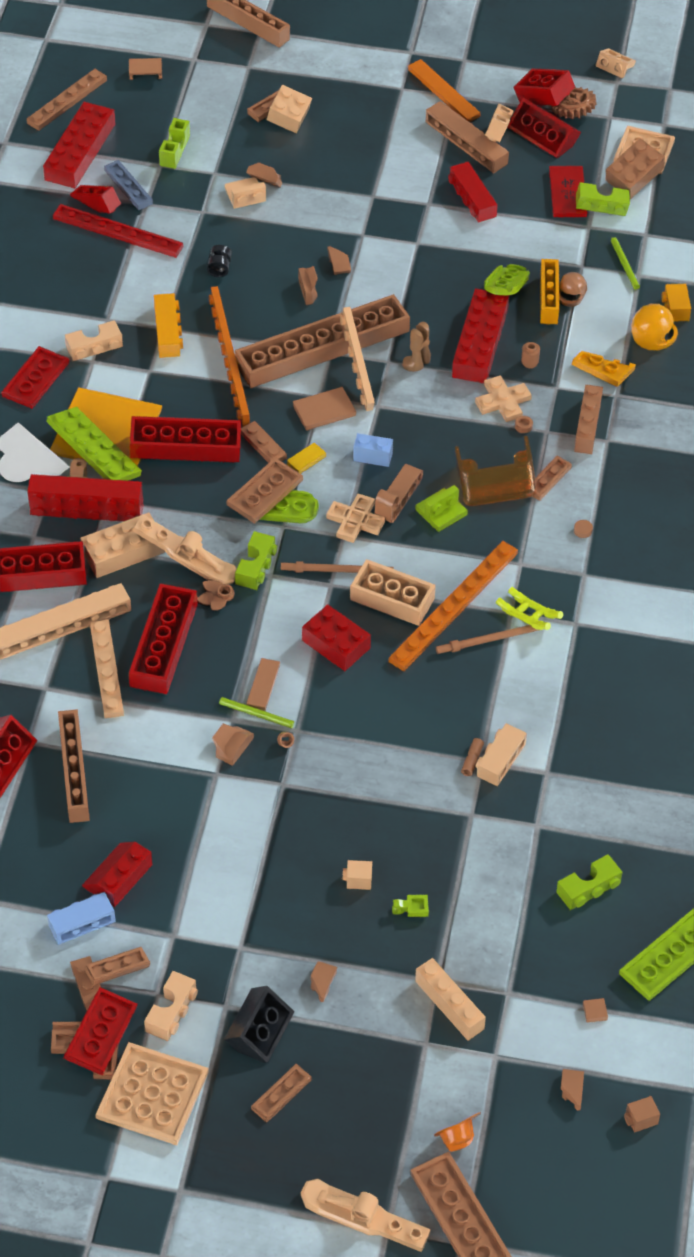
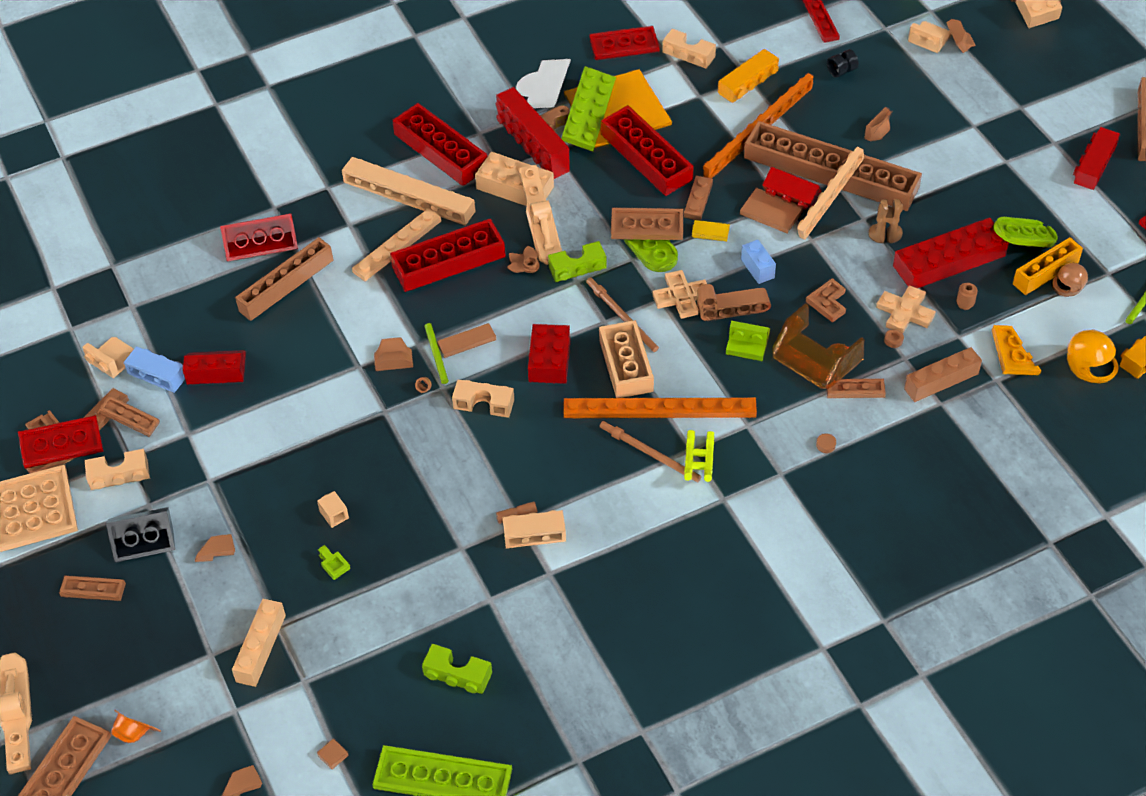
camera: 55 degrees right, 0 degrees up
(31, 943) = (109, 356): none -> light nougat bracket
(323, 379) = (791, 188): none -> red slope
(339, 261) = (926, 128): nougat slope -> none
(349, 698) = (469, 393): none -> light nougat arch
(448, 438) = (825, 300): none -> nougat plate

